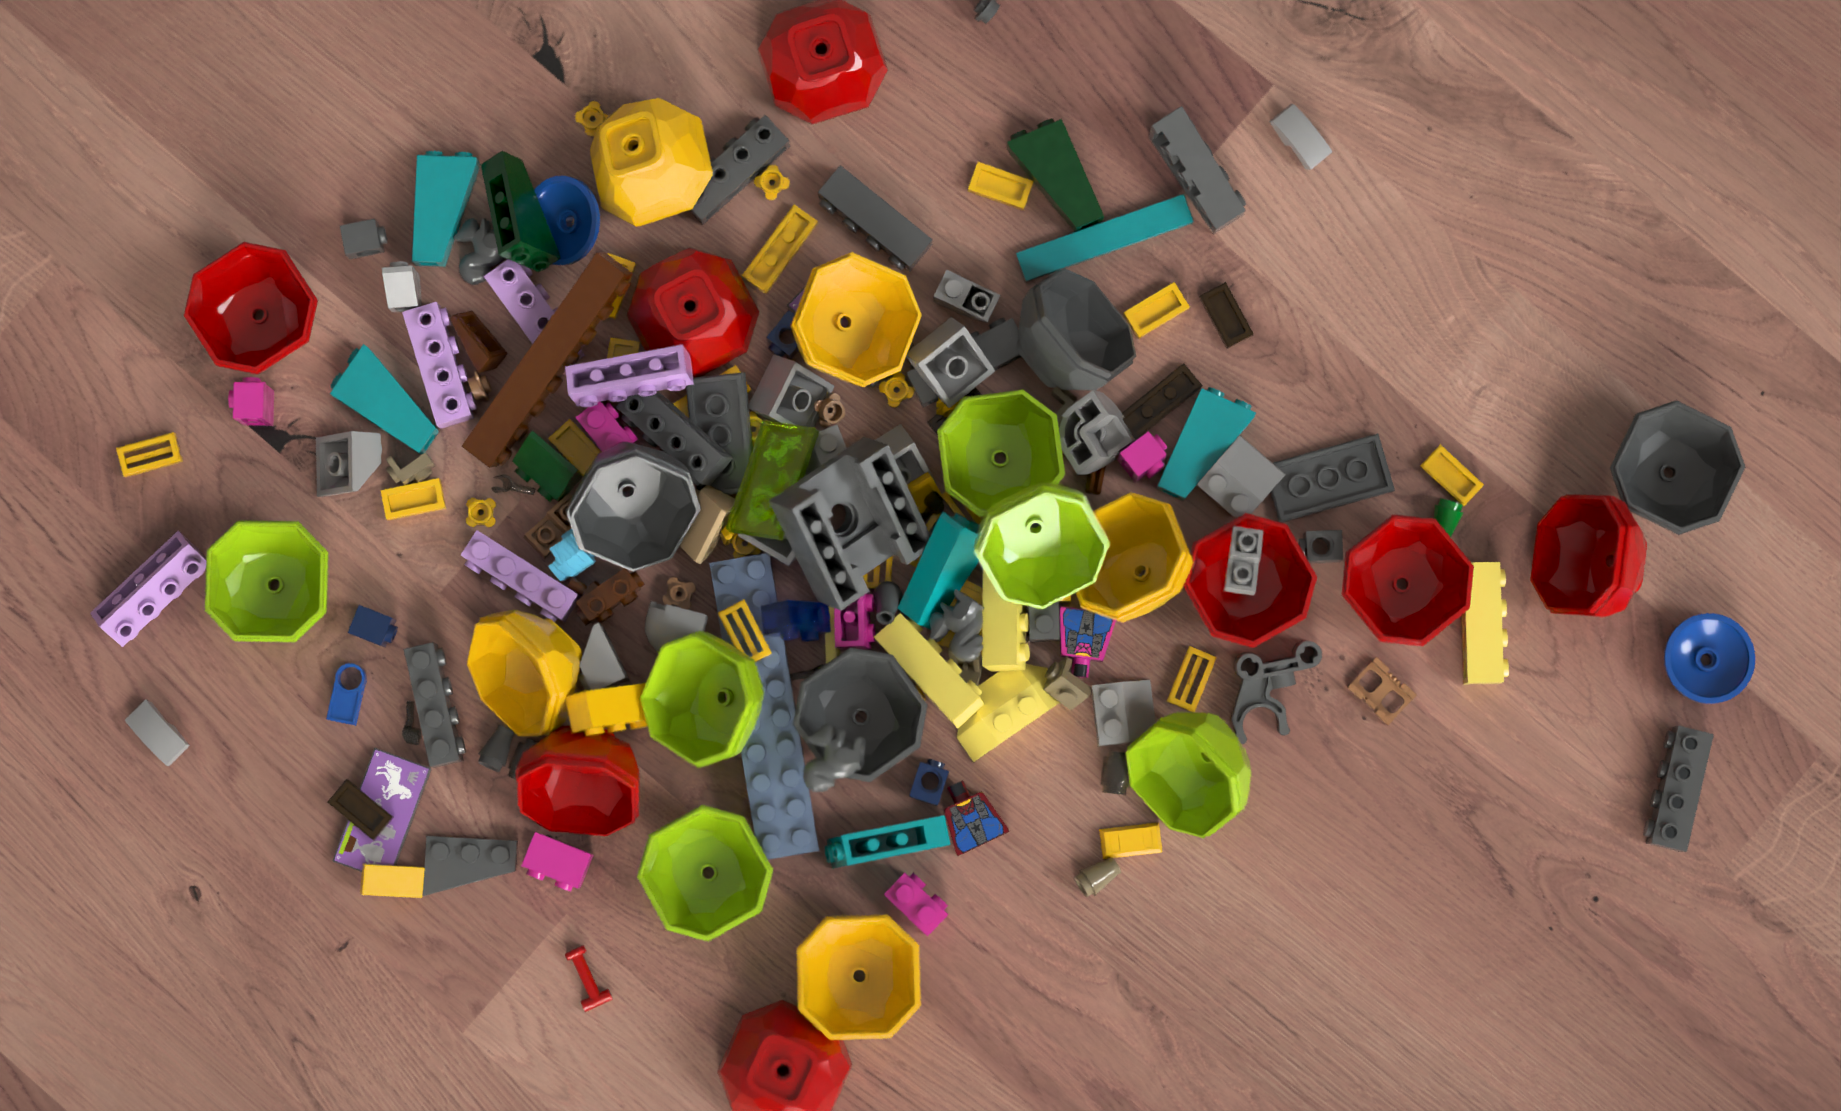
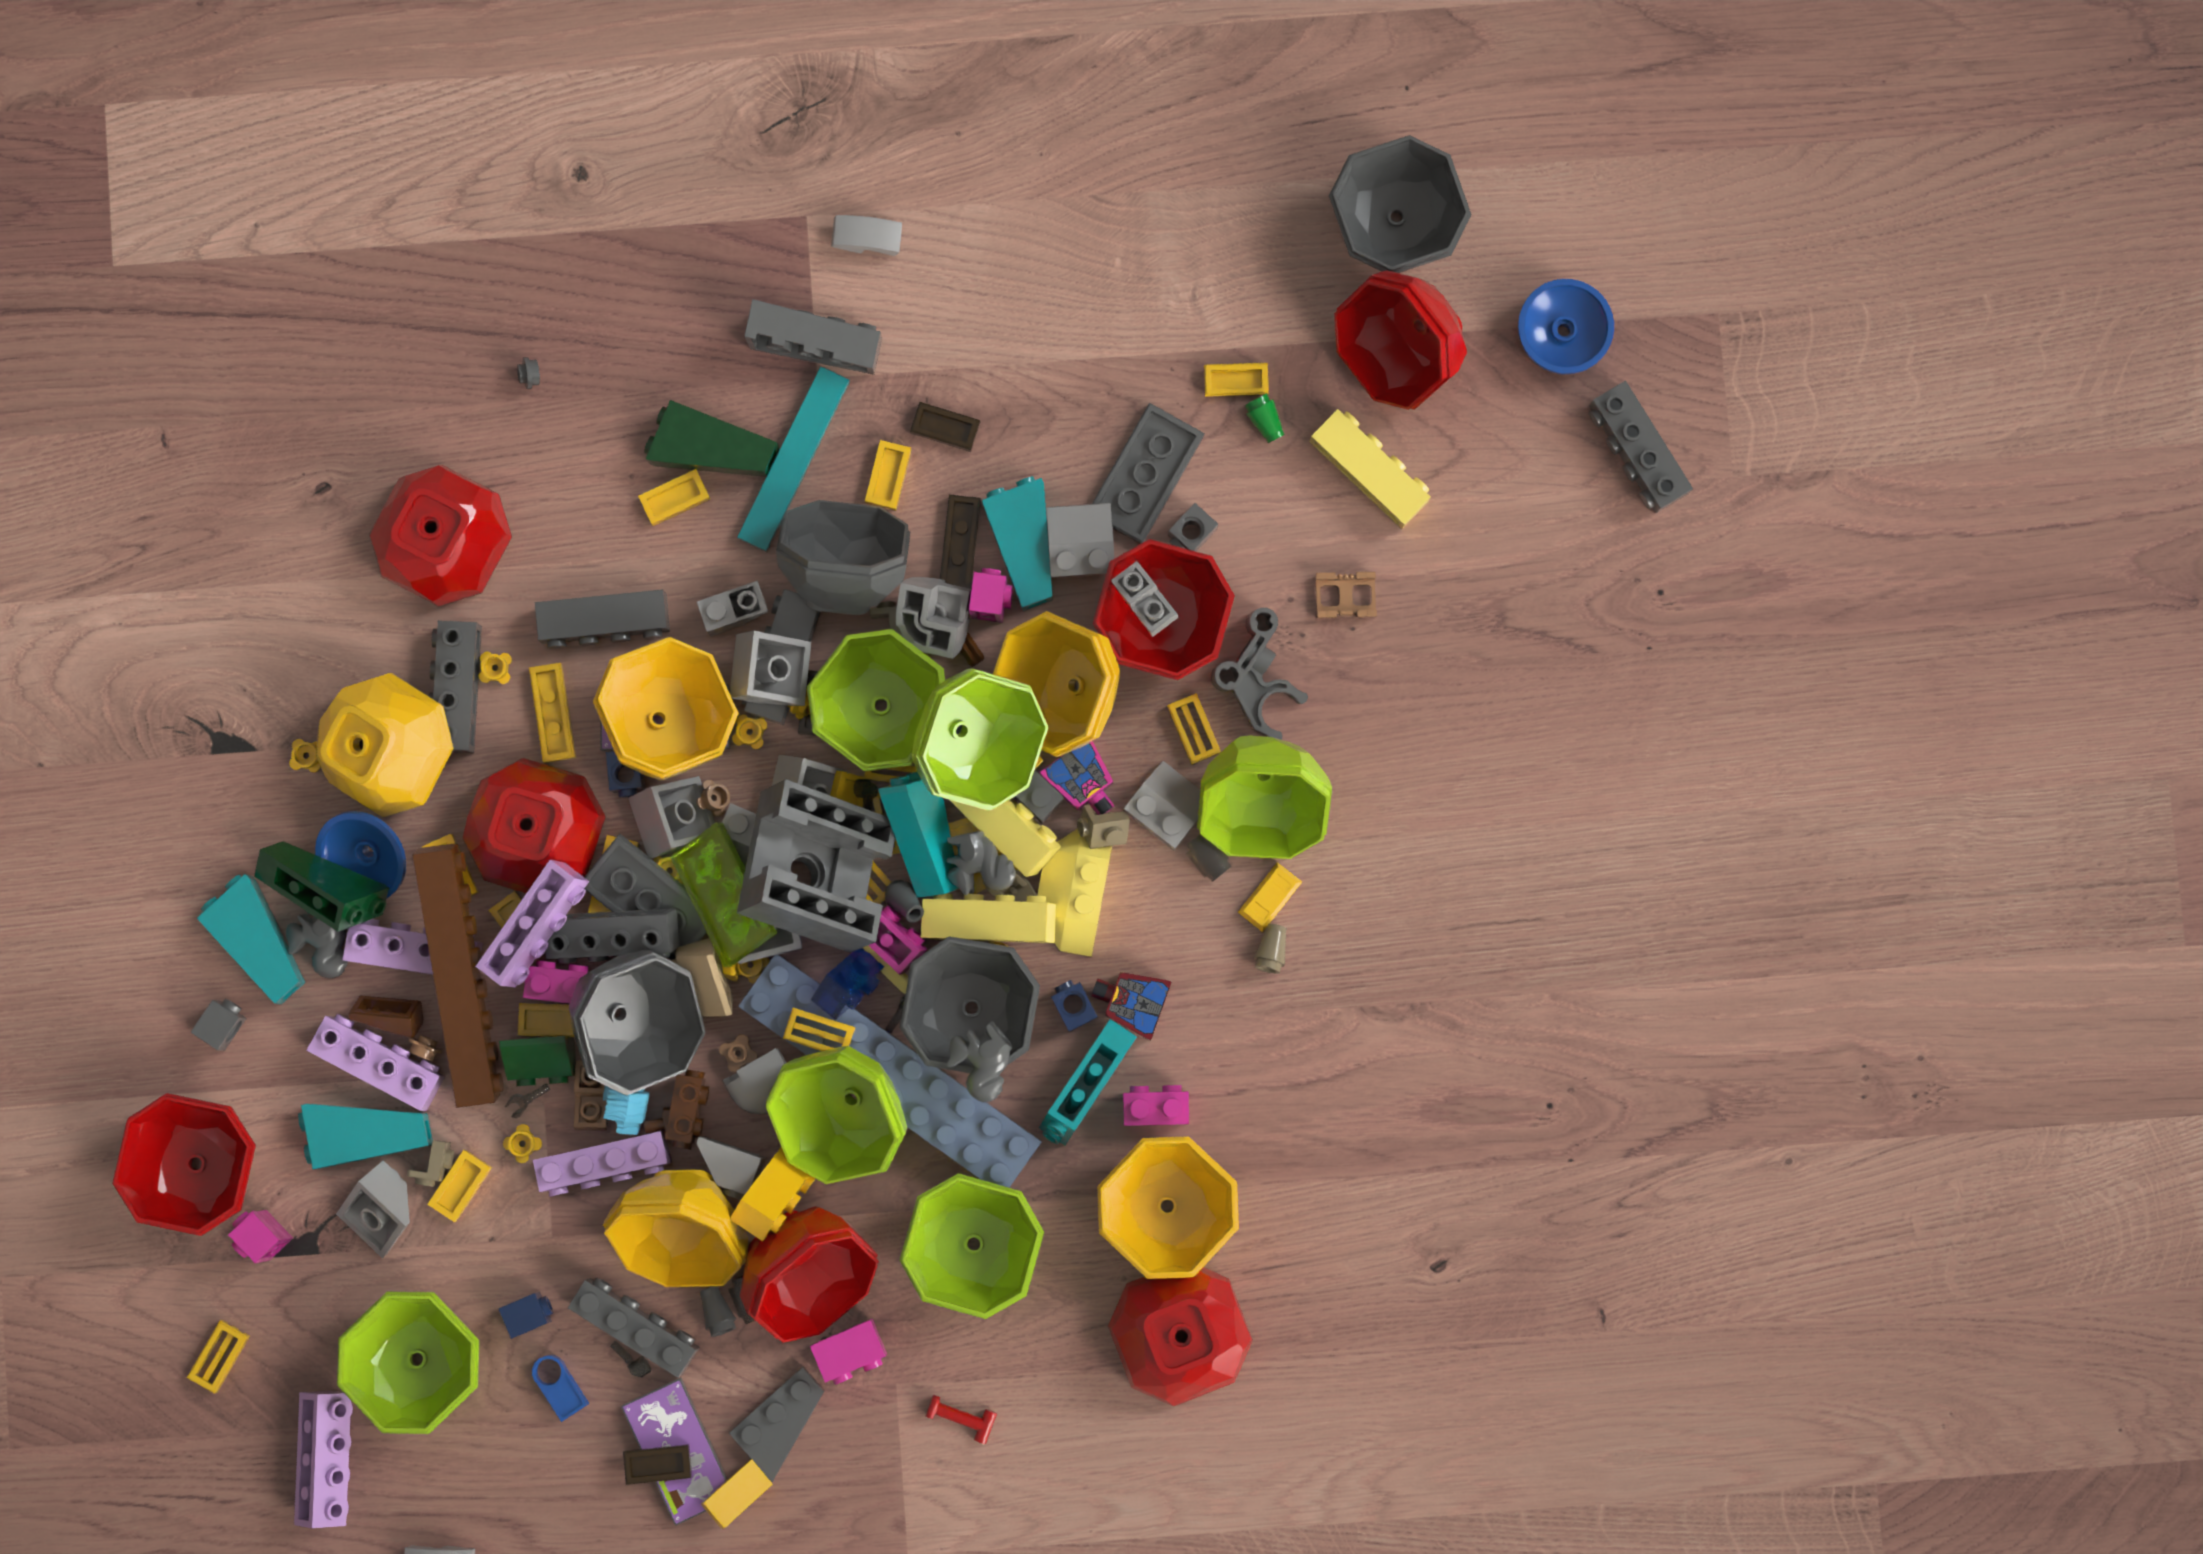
camera: 45 degrees left, 0 degrees up
(401, 286) = (286, 1031): slope -> none
(1430, 563) = (1289, 463): red rock -> none

